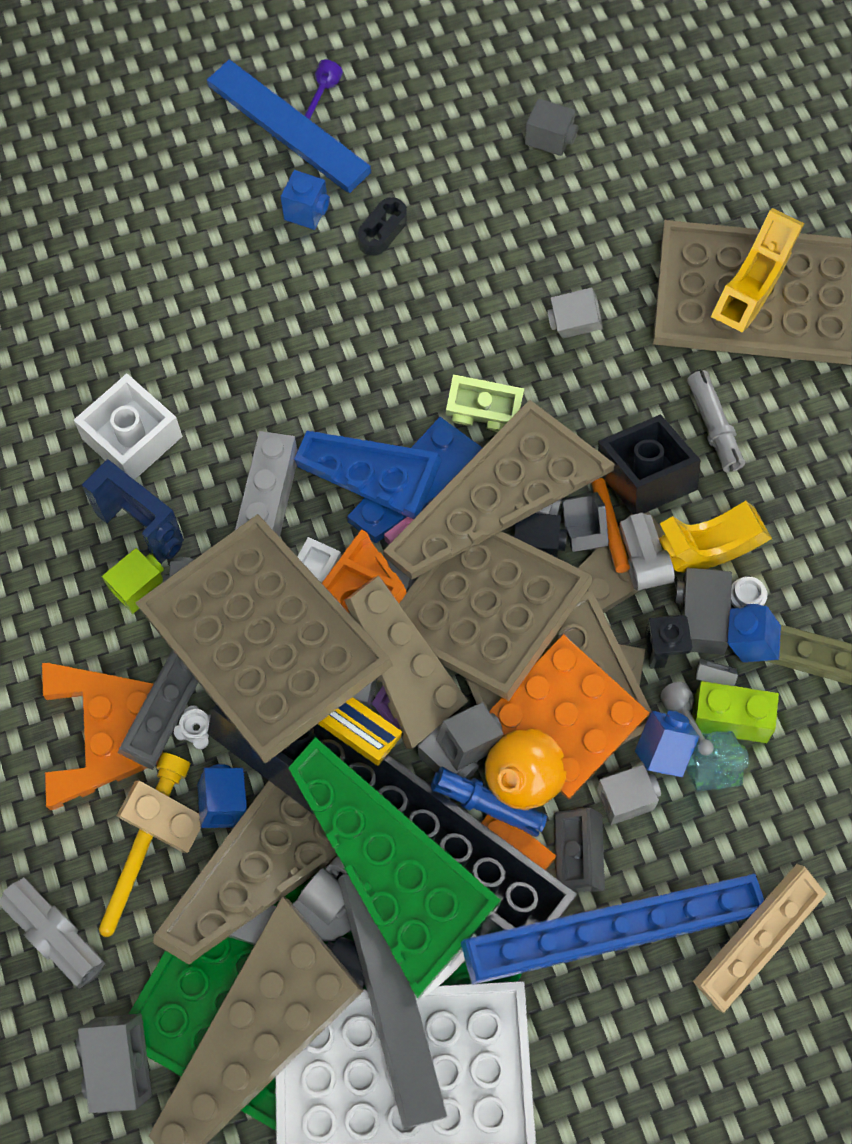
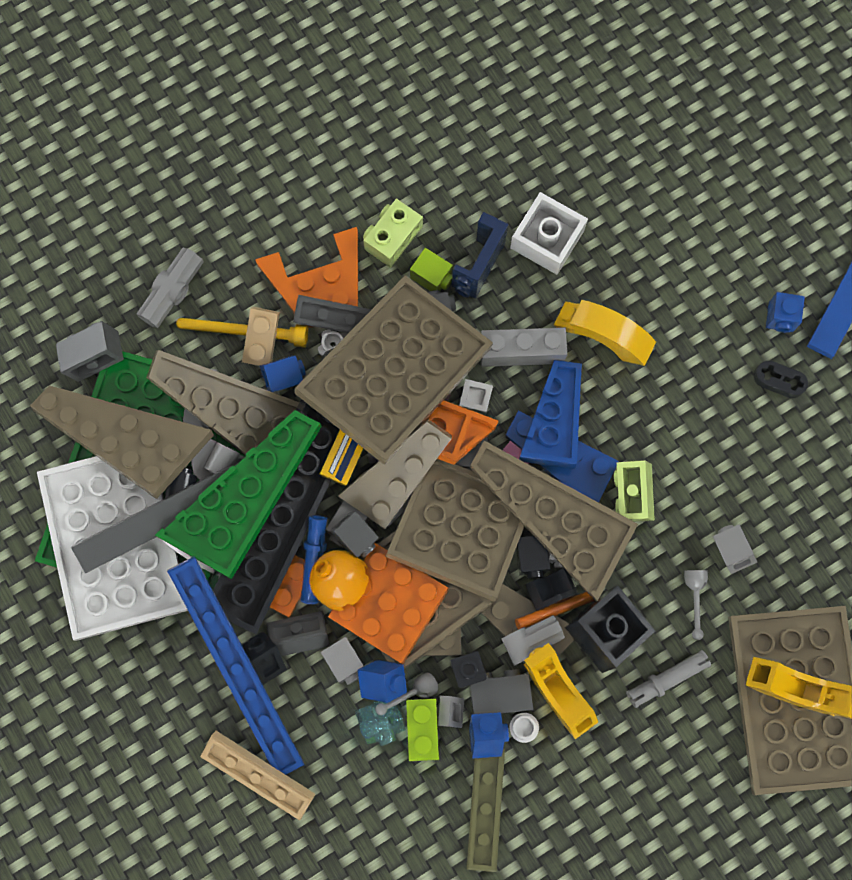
camera: 75 degrees right, 10 degrees up
(66, 617) = (392, 232): none -> yellowish green brick
(265, 390) = (608, 327): none -> yellow arch
(602, 891) = (264, 657): none -> black bracket
(604, 366) = (696, 581): none -> light grey hinge

